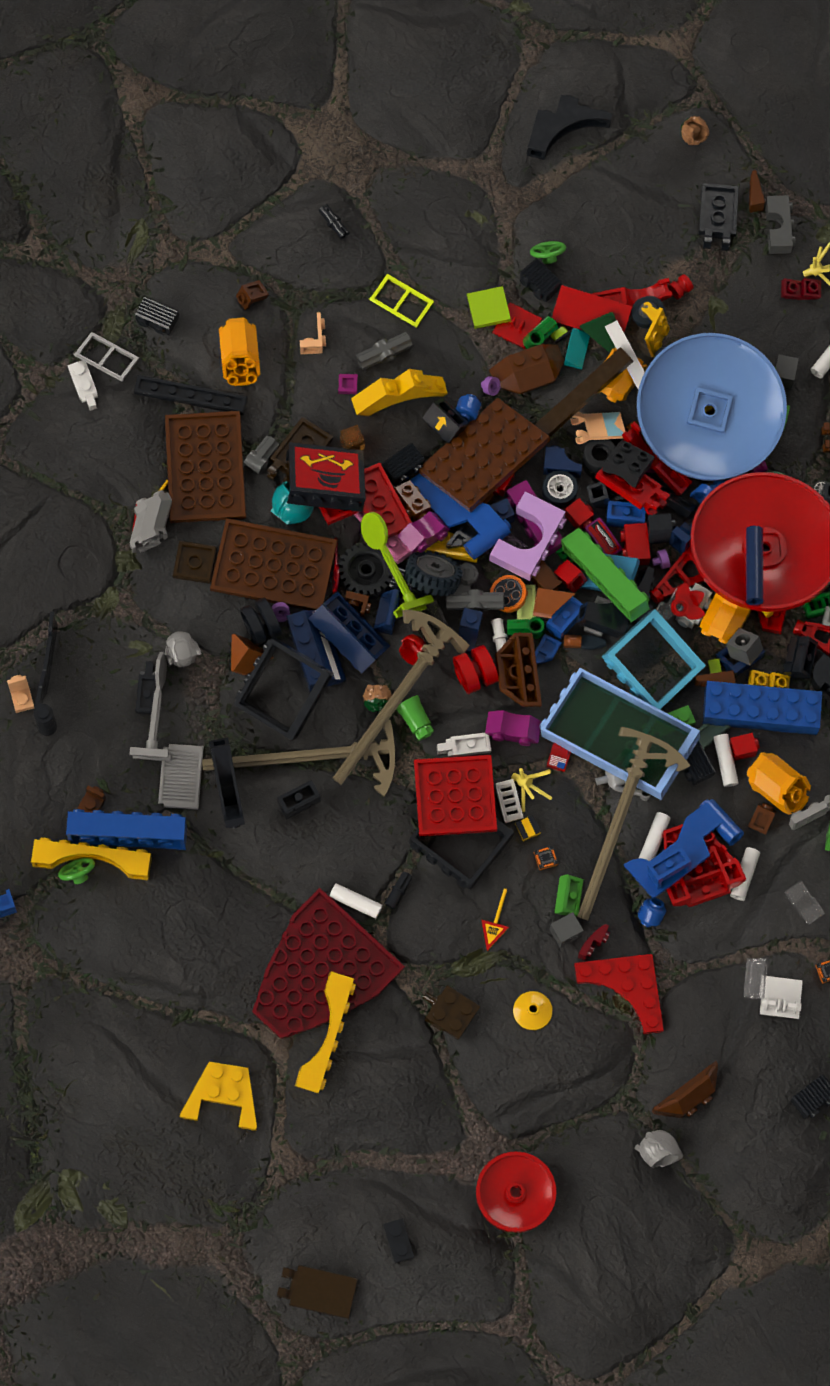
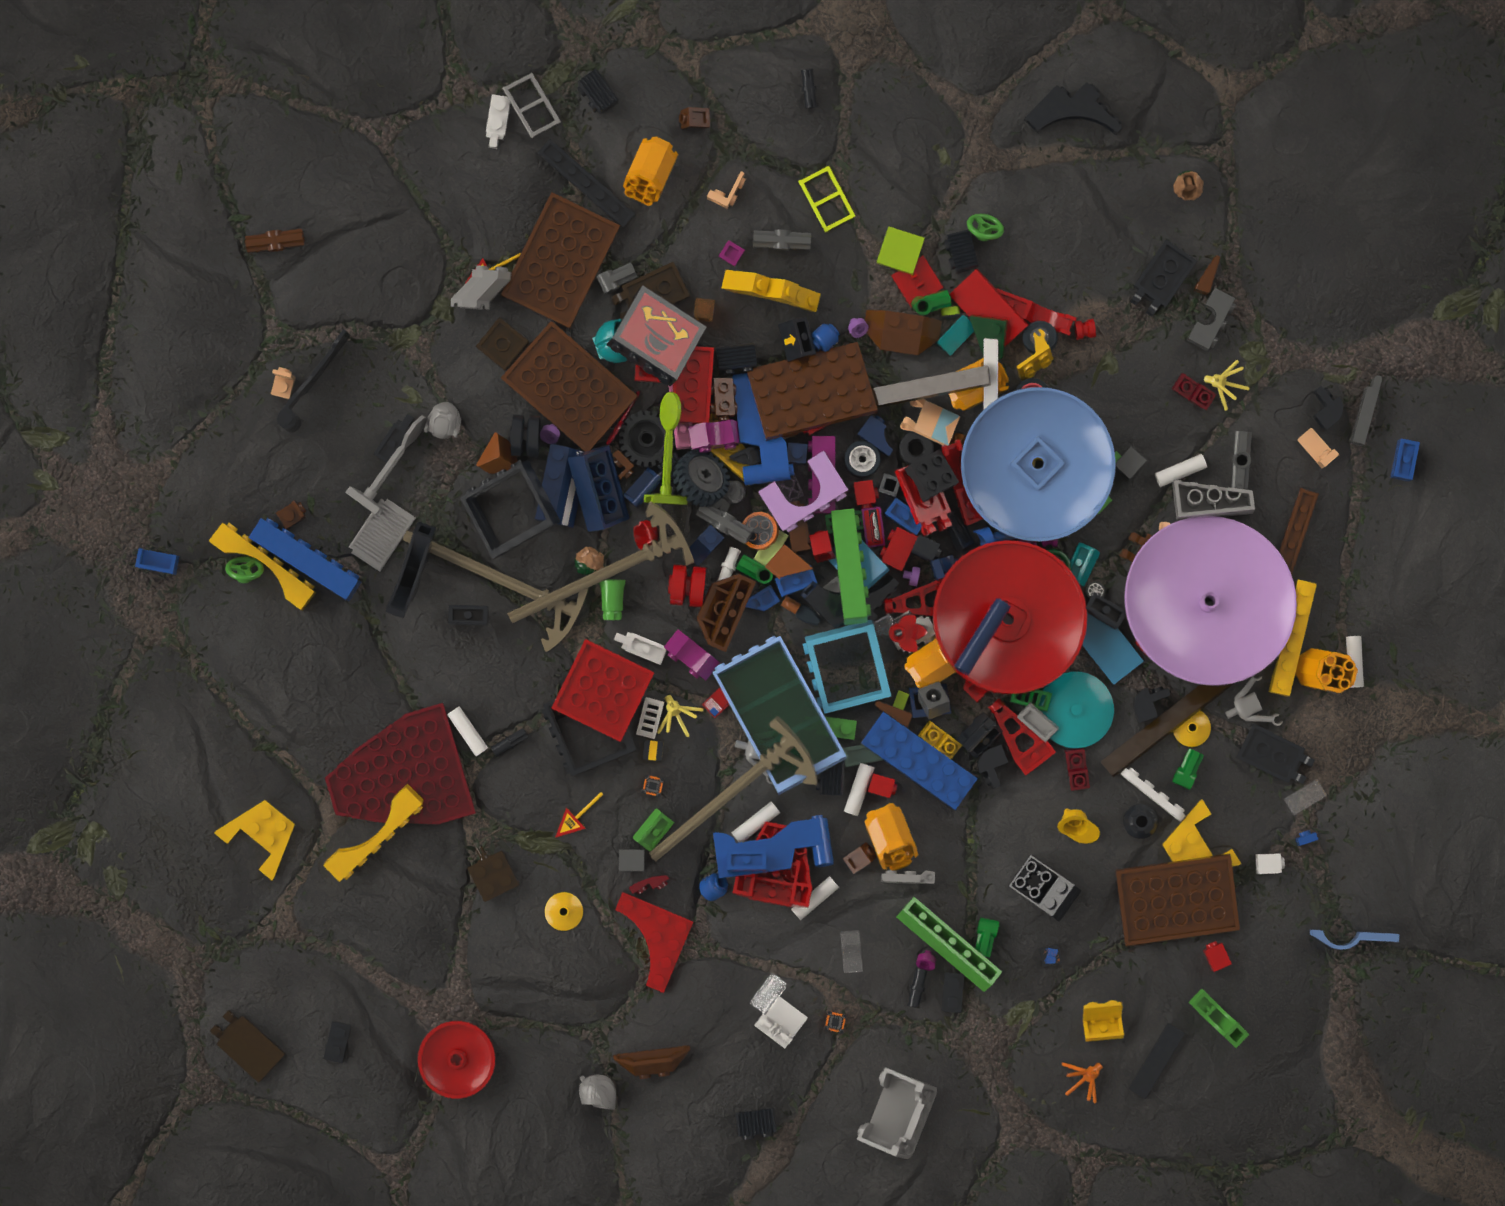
camera: 30 degrees right, 15 degrees up
(796, 467) = (1083, 562): none -> teal slope

